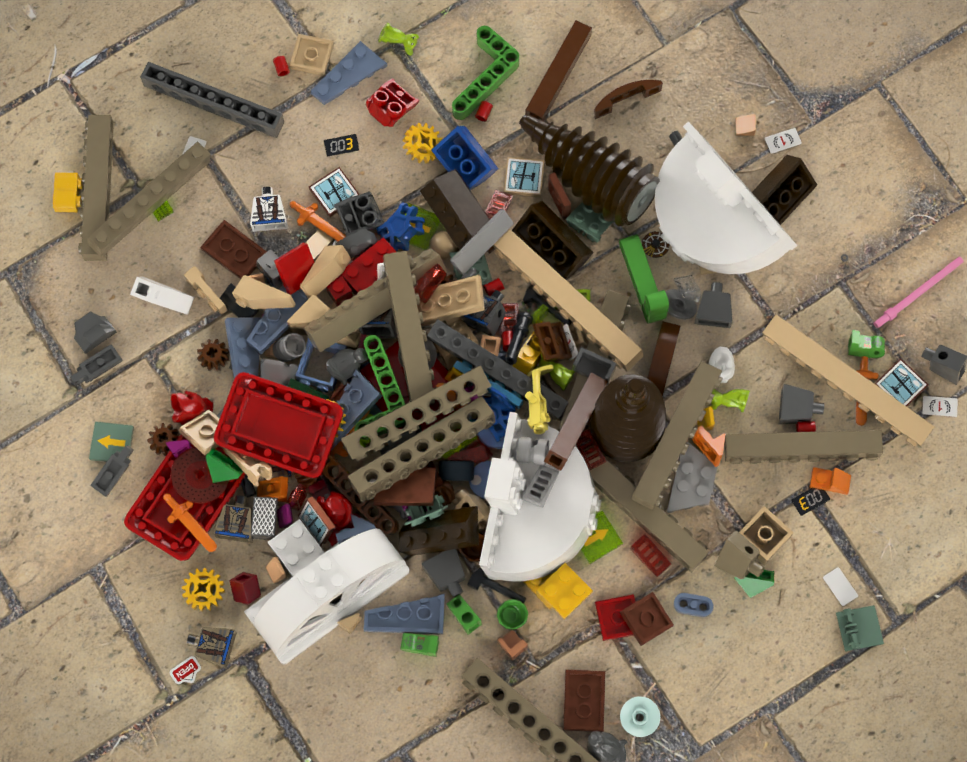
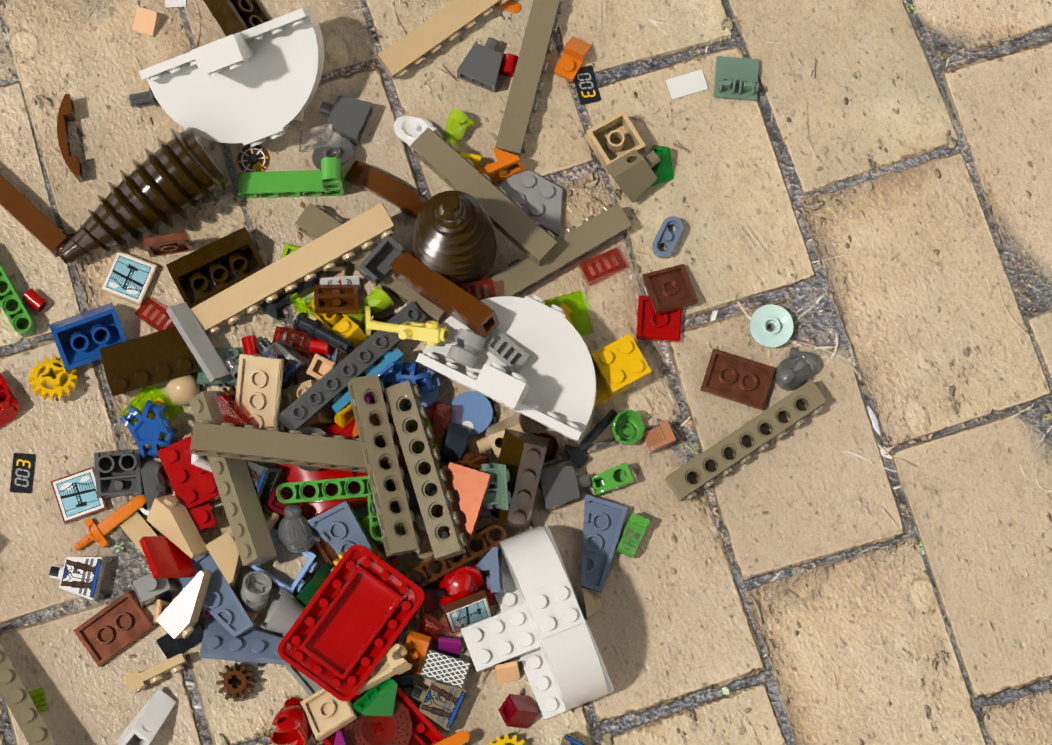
camera: 80 degrees left, 5 degrees up
(586, 220) = (205, 222): sand green hinge -> none

